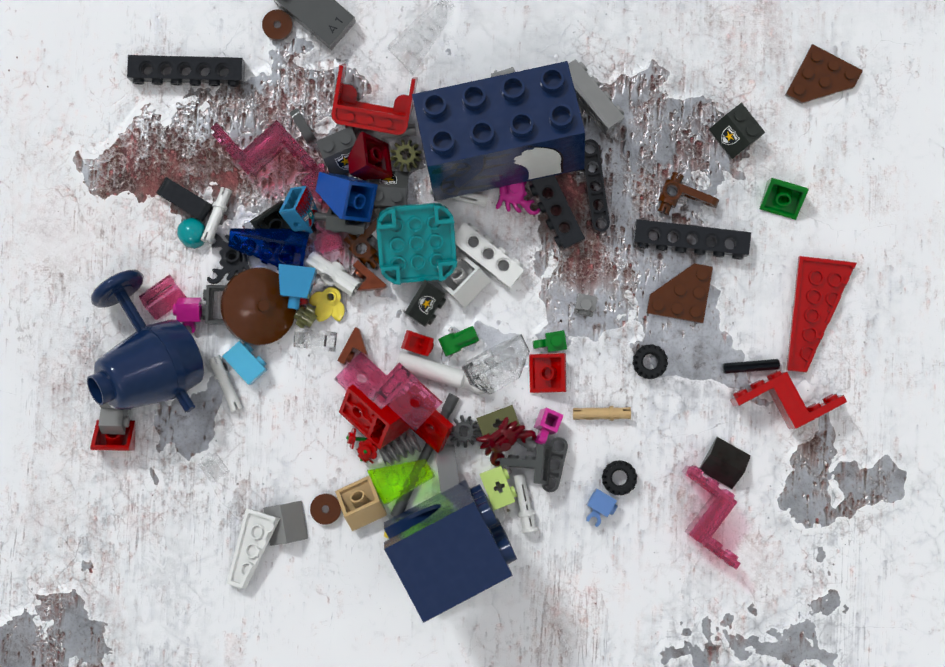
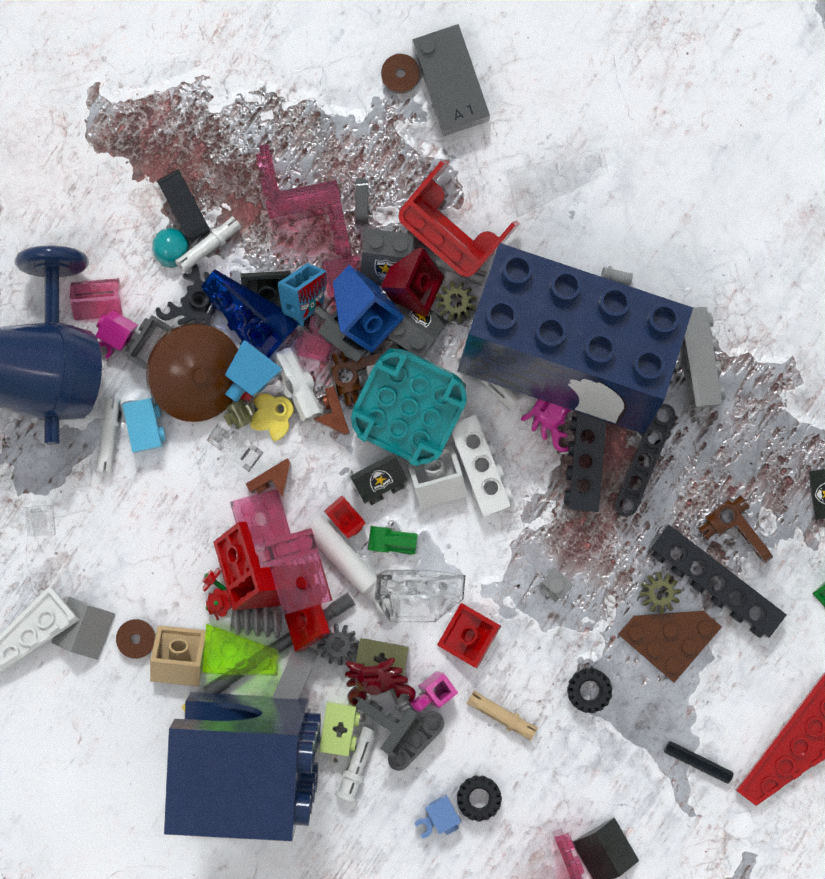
camera: 30 degrees right, 0 degrees up
(138, 63) = (221, 26): black brick -> none
(553, 341) = (496, 604): green plate -> none
(650, 269) = (662, 600): none -> olive gear
(788, 399) = (716, 824): red bracket -> none

